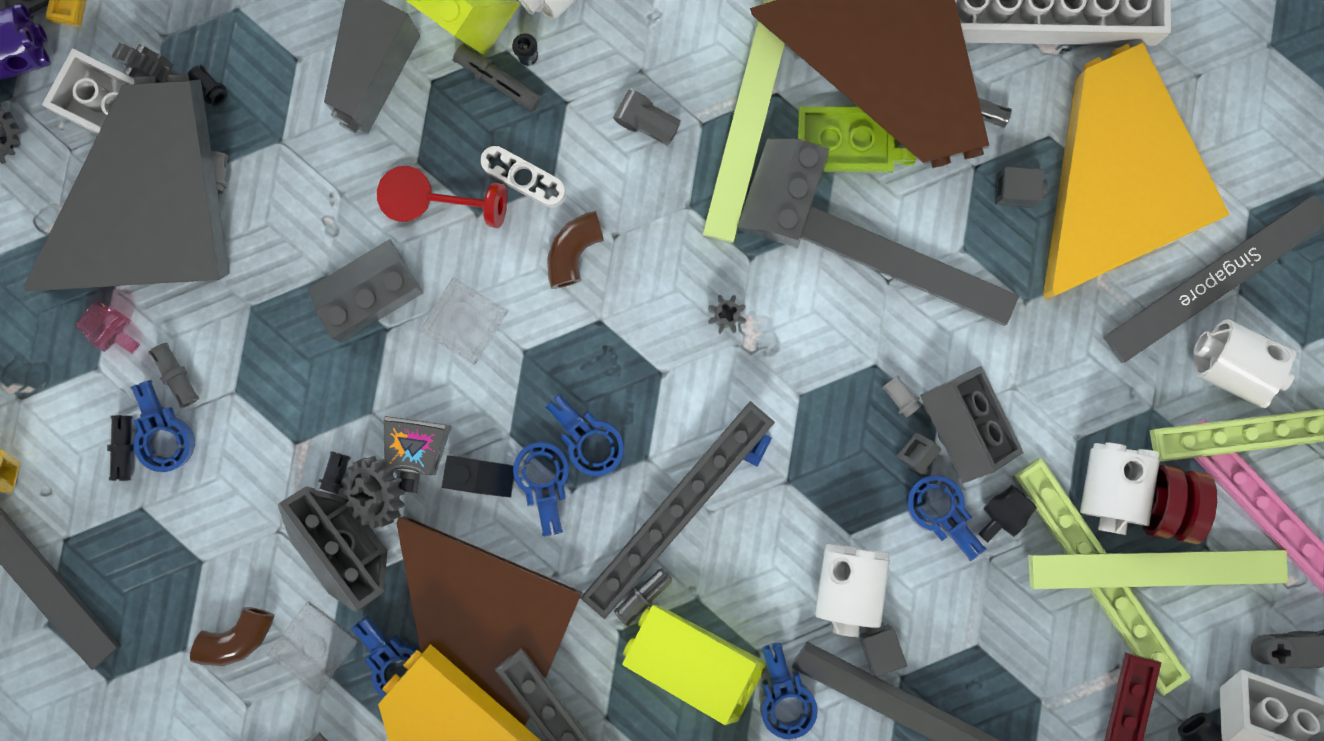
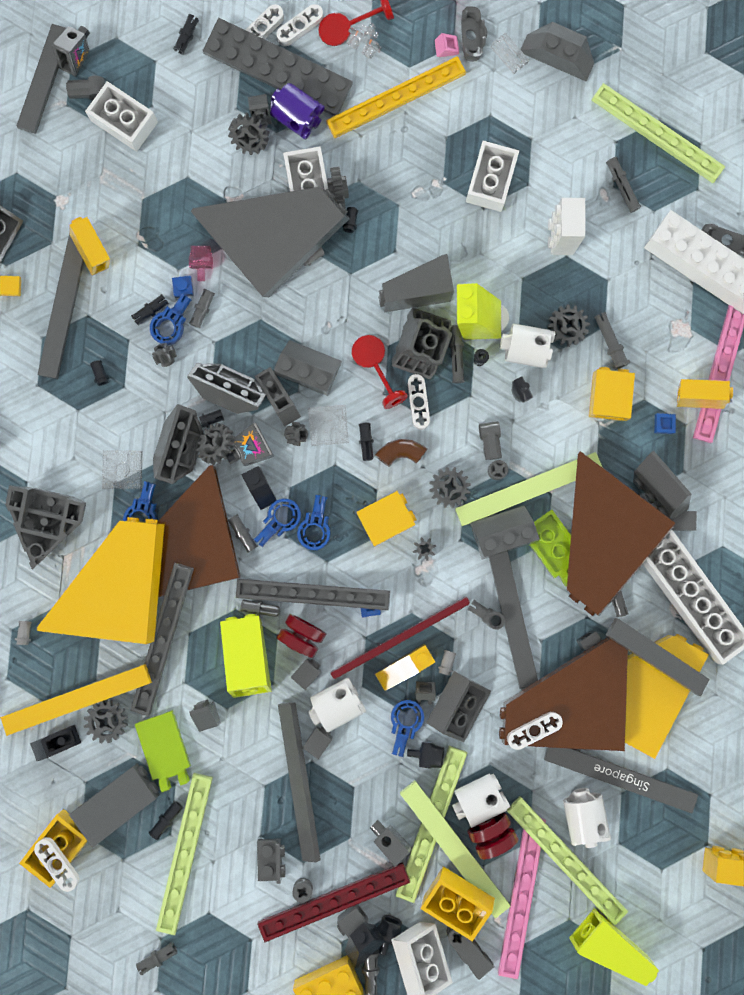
camera: 45 degrees right, 0 degrees up
(121, 377) = (182, 285): none -> blue plate
(156, 582) = (99, 373): none -> black pin
(197, 473) = (164, 354): none -> dark grey gear
(235, 644) = (97, 432): reddish brown cylinder -> none
(307, 421) = (226, 387): none -> dark grey wedge
(373, 360) = (277, 396): none -> dark grey slope
(442, 372) = (296, 433): none -> dark grey gear
(448, 112) = (422, 343): none -> dark grey slope
(523, 545) = (242, 533): none -> dark grey pin
(524, 285) = (366, 441): none -> black axle
(609, 28) = (520, 390): none -> black piece
(648, 334) = (386, 518): none -> yellow brick
(680, 210) = (441, 486): none -> dark grey gear
(693, 132) = (500, 467): none -> dark grey wheel
(725, 571) = (300, 638): none -> dark red wheel
(778, 597) = (306, 673): none -> dark grey brick
(779, 677) = (269, 701): blue pin -> none
(822, 435) = (402, 636): none -> dark red tile
(867, 456) = (405, 667): none -> yellow slope
(876, 295) = (486, 614): none -> dark grey pin
(1076, 317) = (545, 718): none -> white beam
(1082, 264) = (585, 693): none -> reddish brown slope
(1099, 109) = (657, 657): none -> dark grey tile
(1104, 650) = (394, 850): none -> dark grey torso
(1236, 618) = (457, 903): none -> yellow brick

